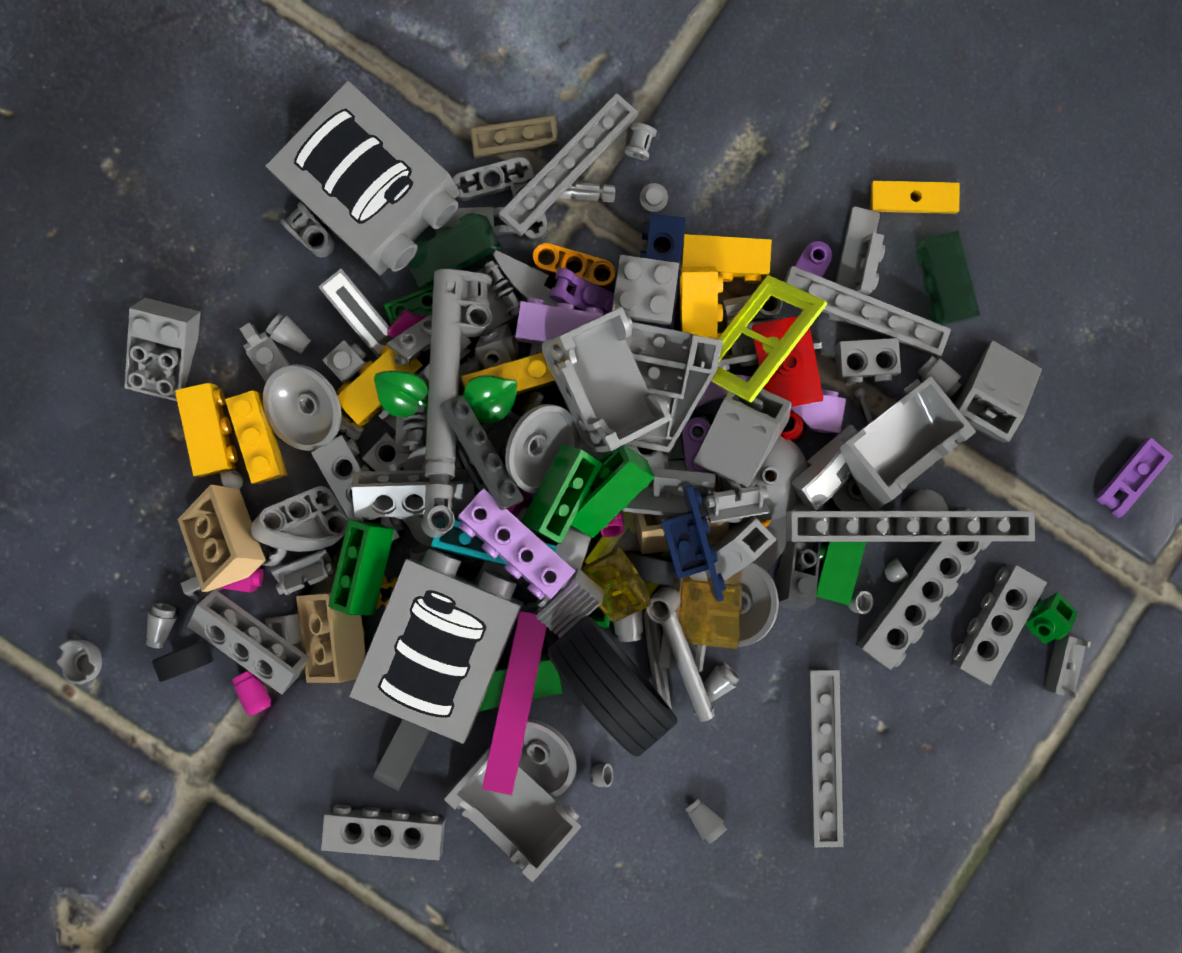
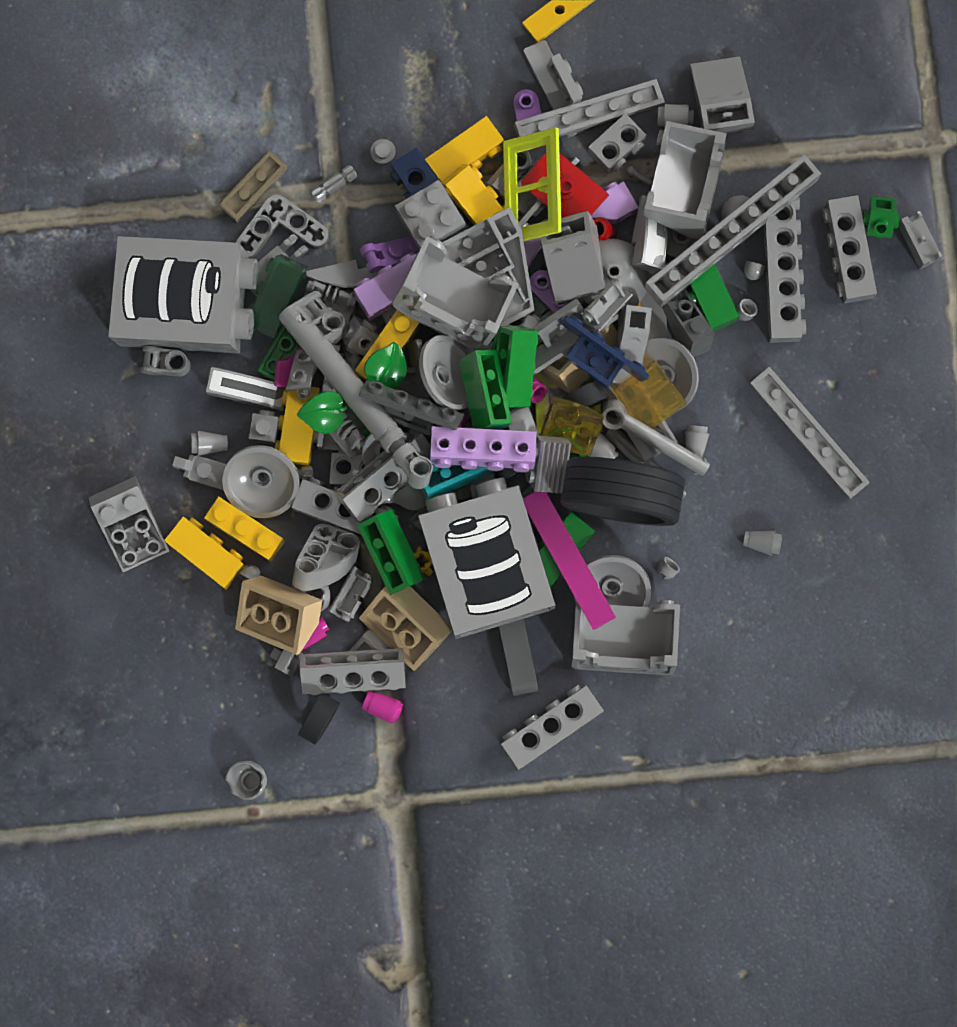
camera: 35 degrees left, 5 degrees down
(159, 624) = (281, 711): light grey cone -> none
(563, 256) = (353, 239): light orange beam -> none
(568, 164) = (307, 175): light grey plate -> none
(640, 141) = (343, 121): light grey bush -> none
(947, 279) = (626, 48): clear green brick -> none
(1134, 477) = (860, 78): medium lavender plate -> none

